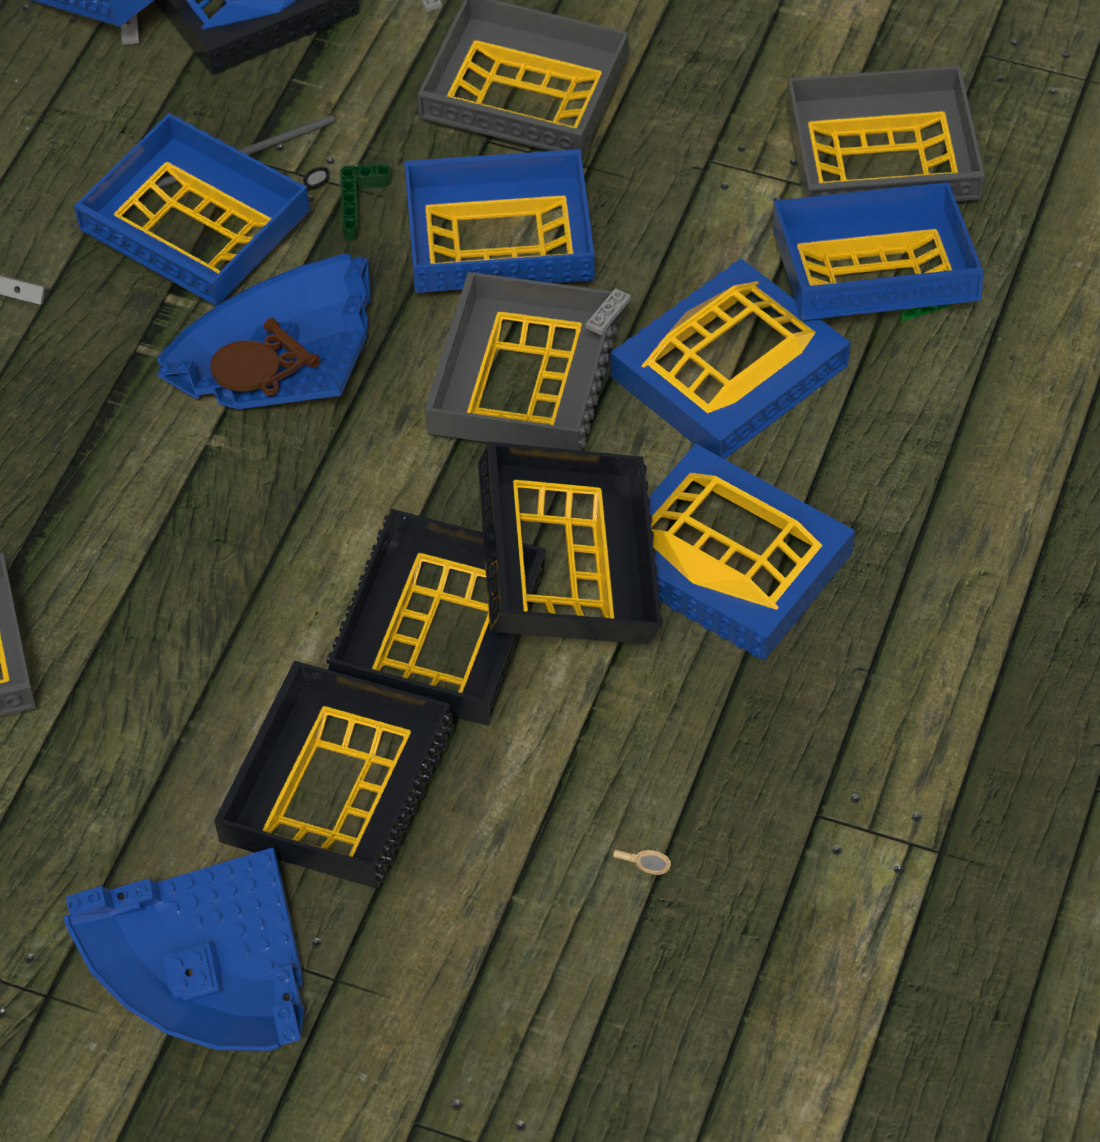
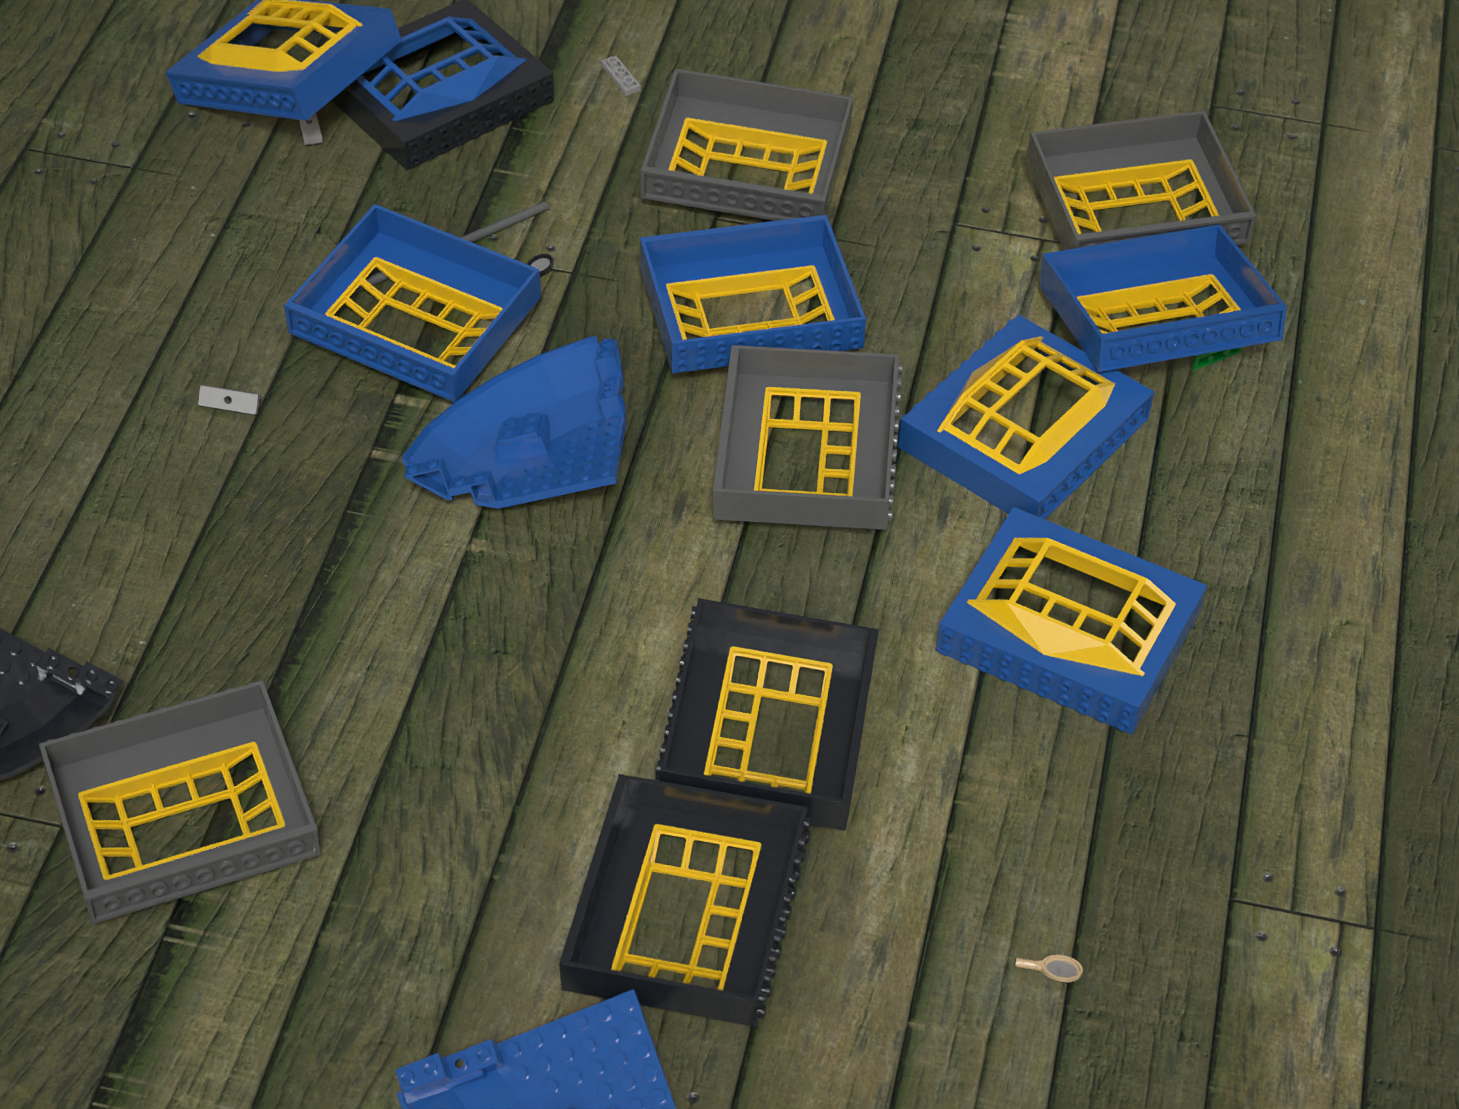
camera: 10 degrees left, 5 degrees down
(256, 365) = (514, 458): reddish brown piece -> none
(355, 178) = (580, 264): dark green beam -> none
(608, 311) = (894, 375): light grey tile -> none
(620, 540) = (958, 610): black panel -> none

